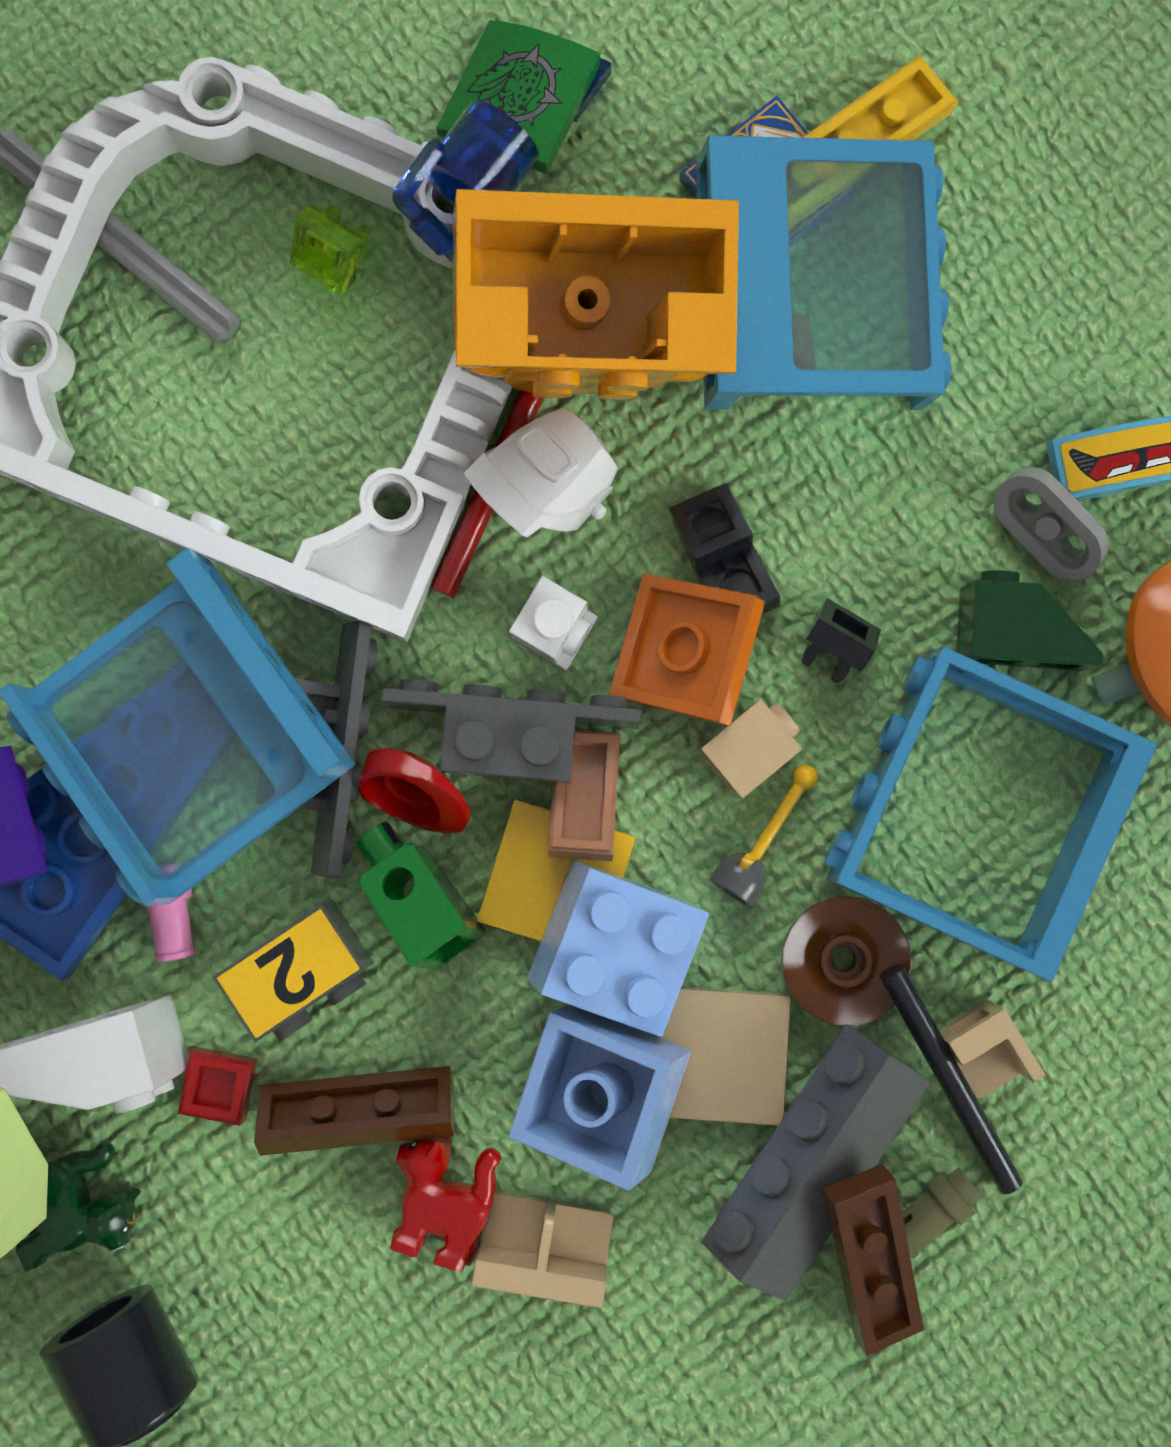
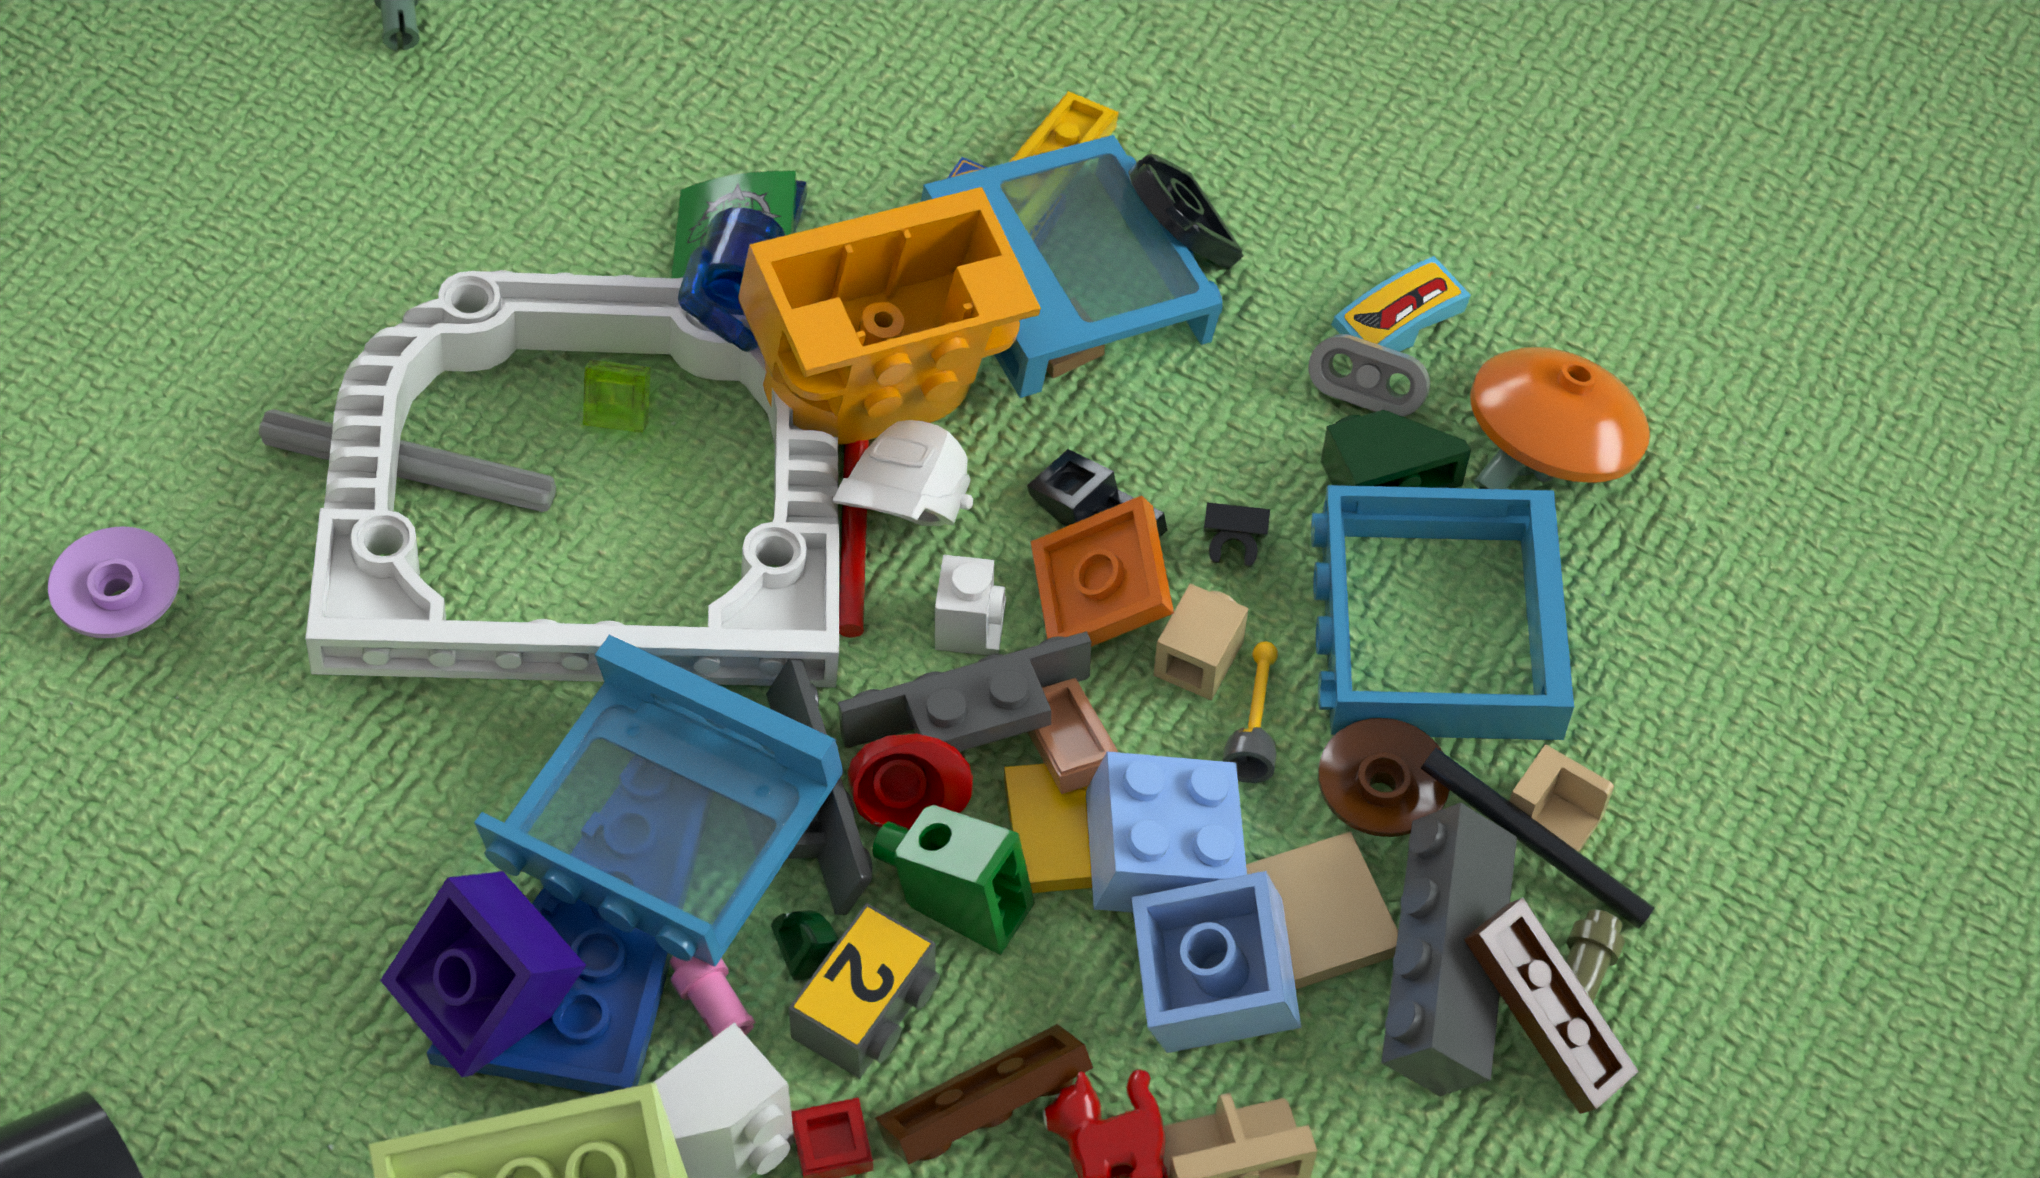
camera: 30 degrees left, 30 degrees down
(265, 894) = (804, 941): none -> dark green tile
(961, 256) = (1184, 209): none -> black tile

